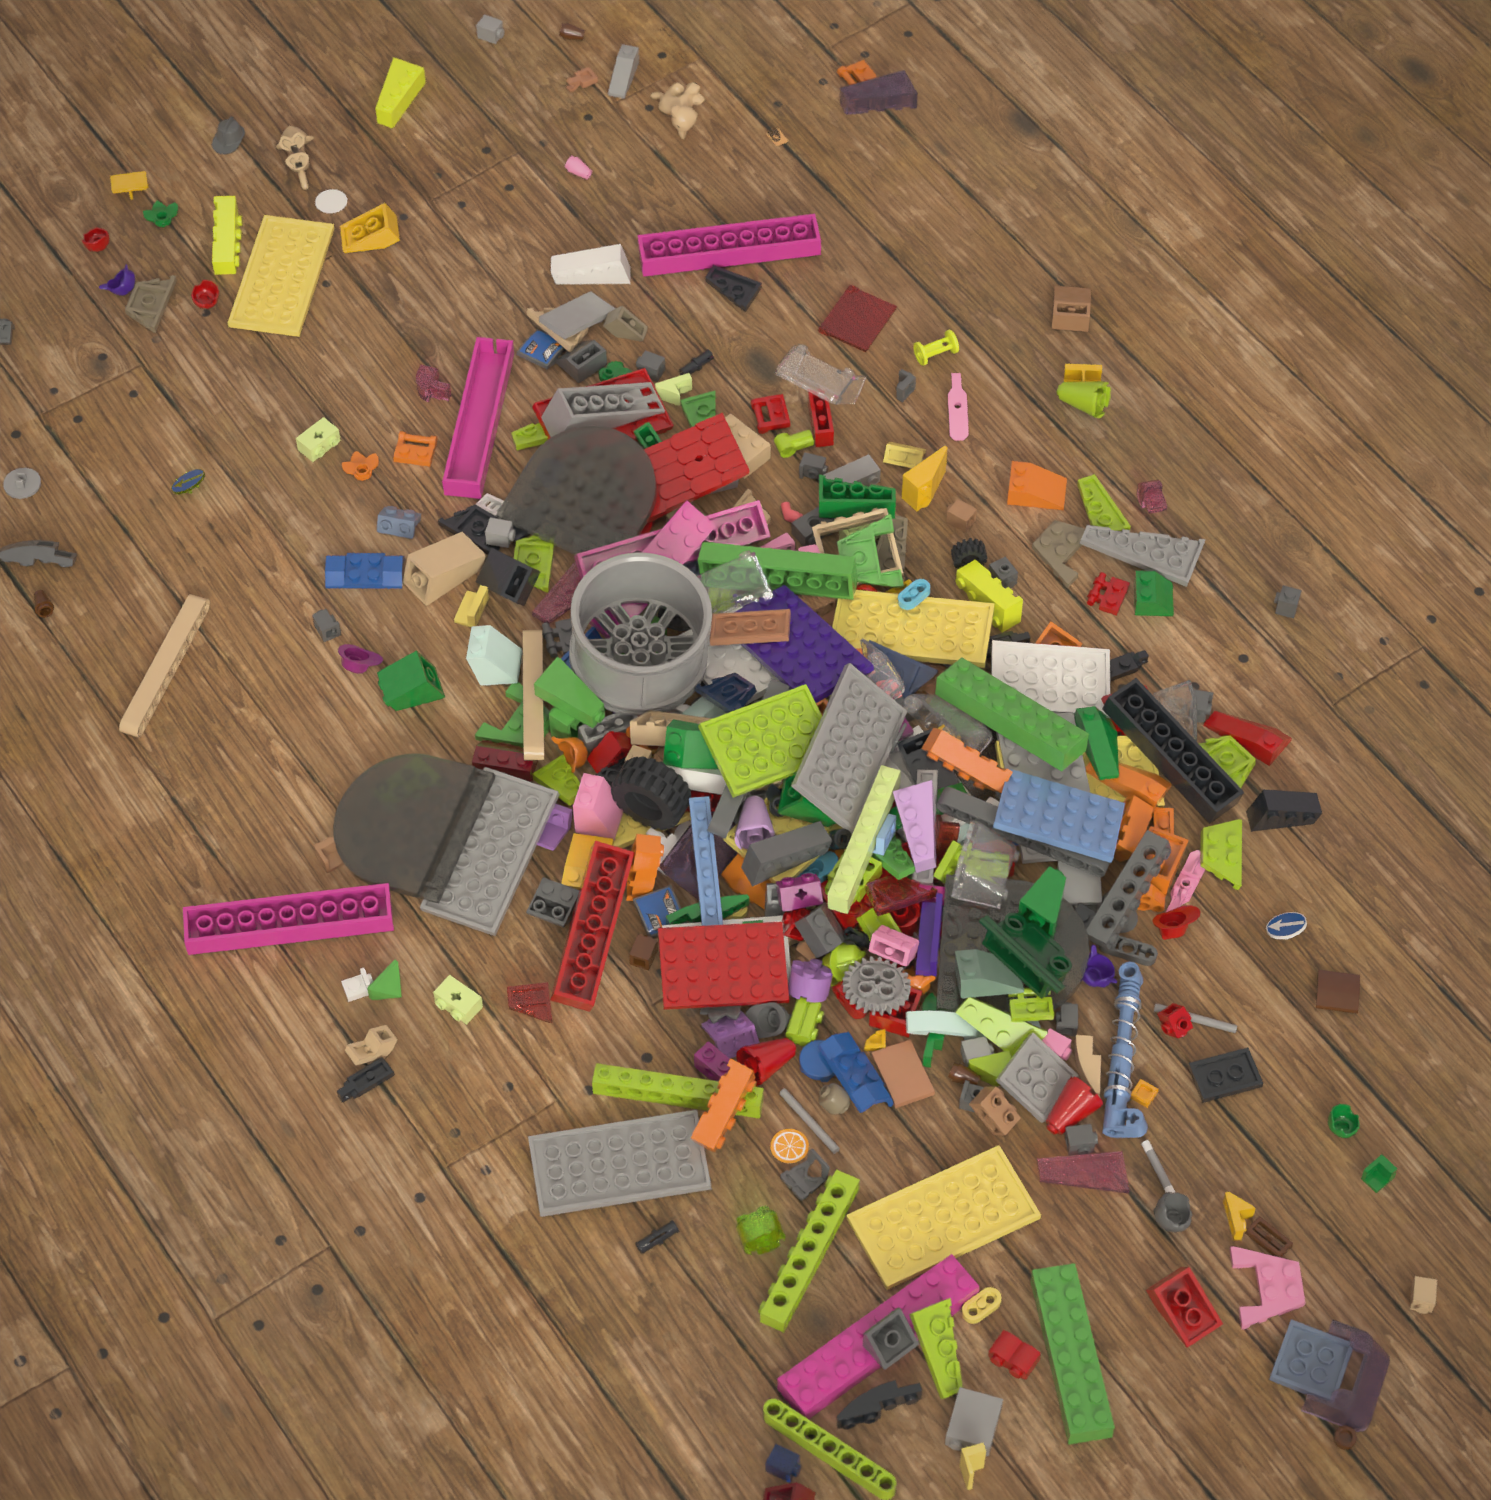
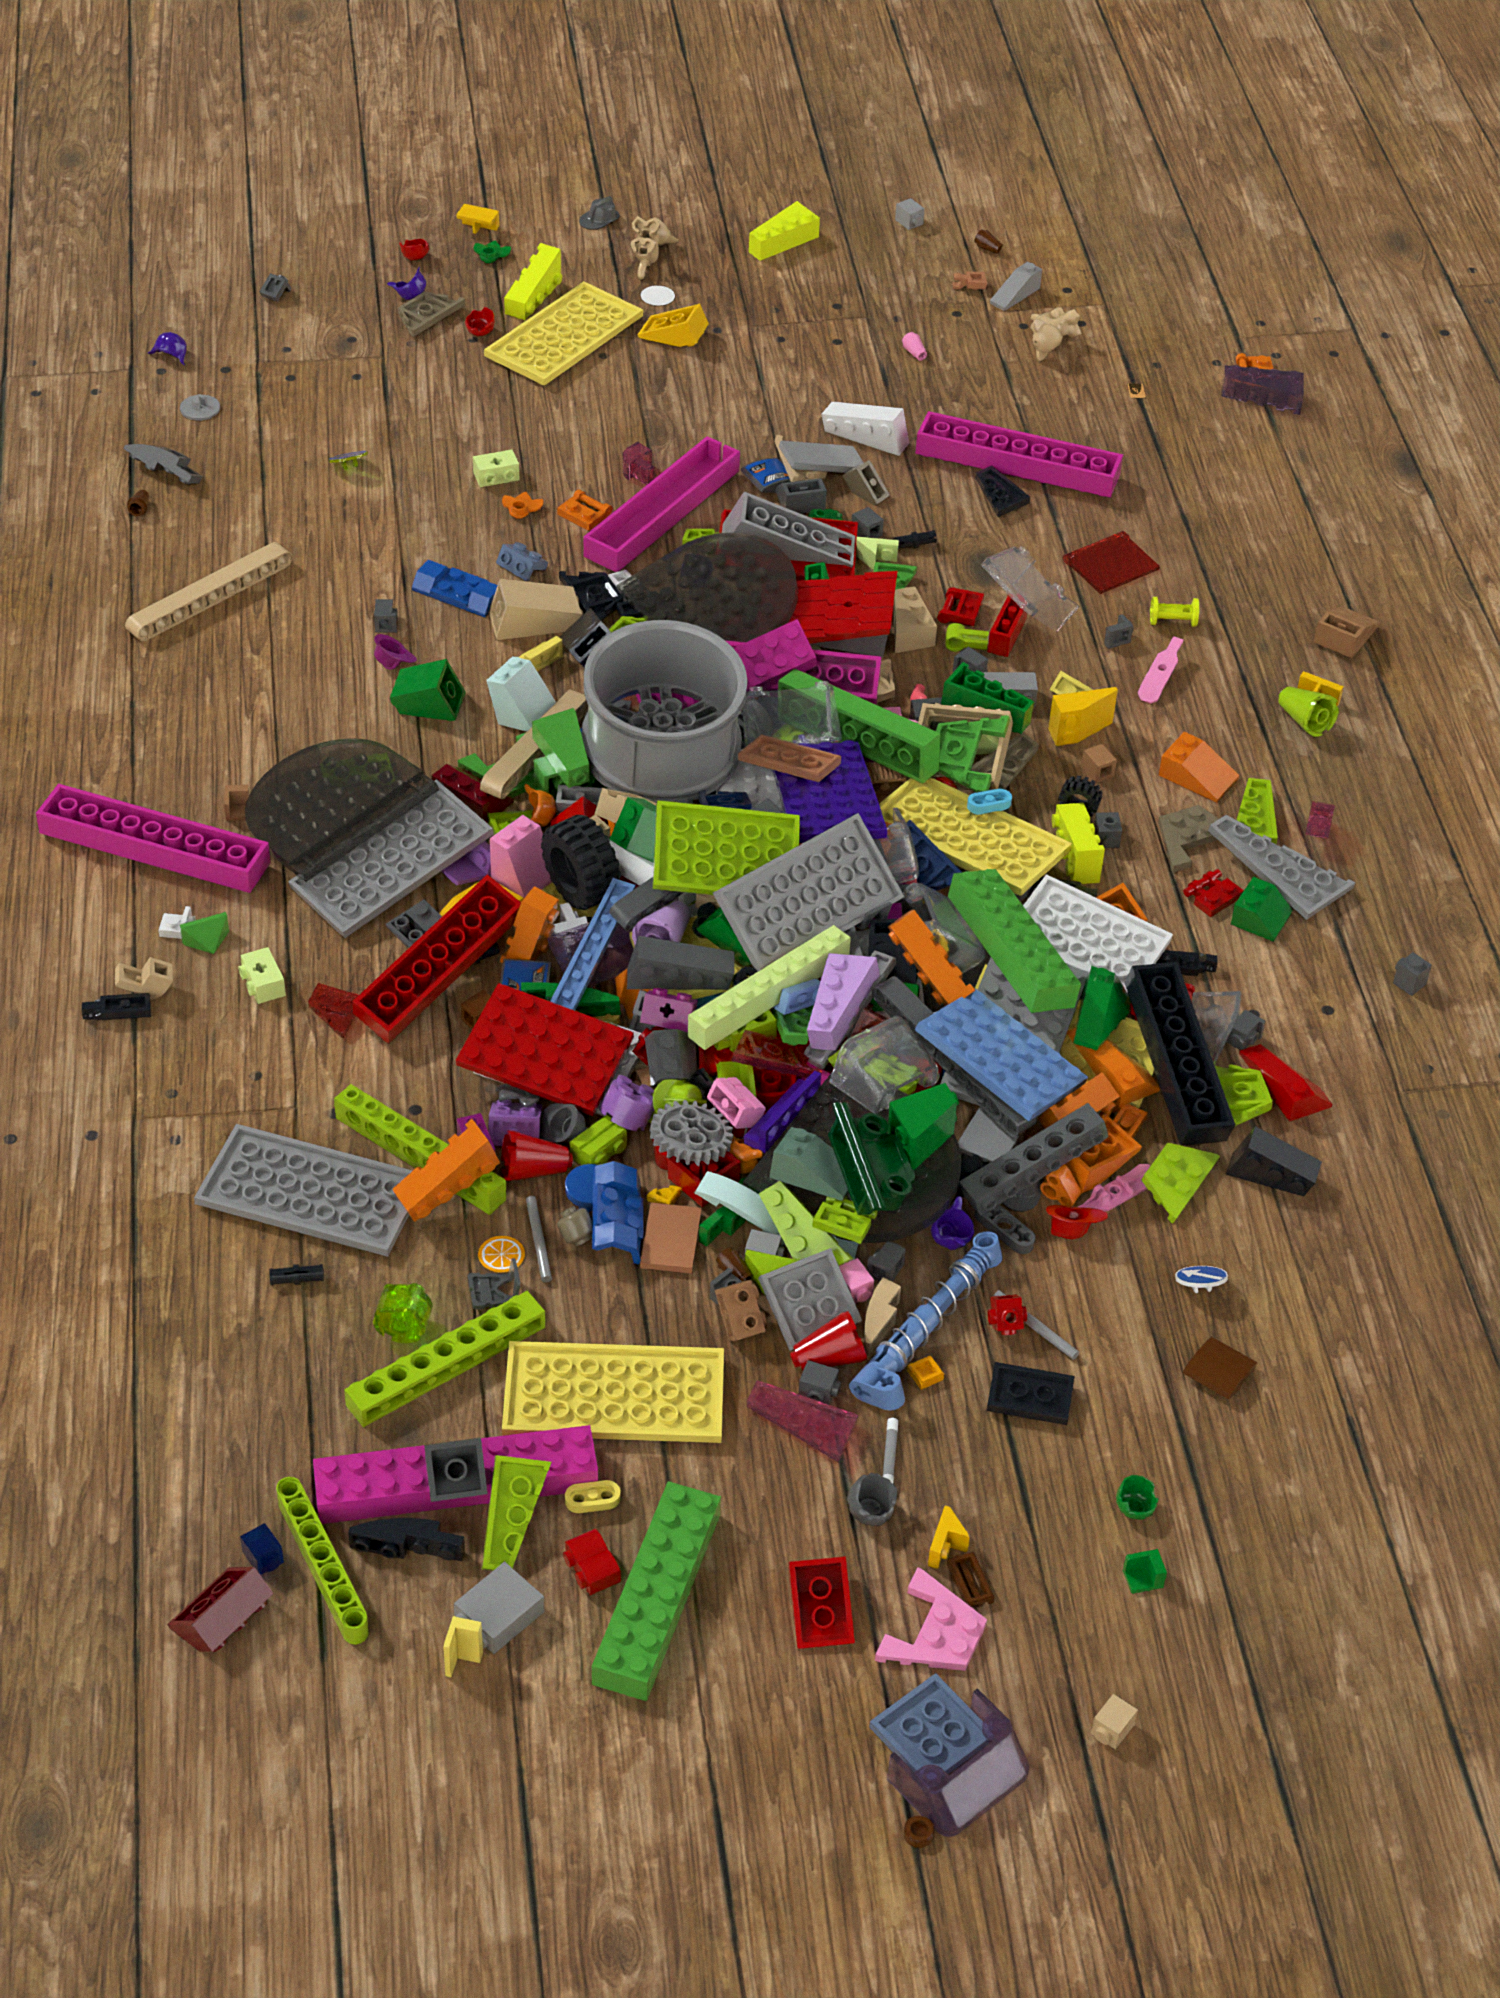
camera: 25 degrees right, 10 degrees down
(499, 532) = (608, 599): light grey brick -> none

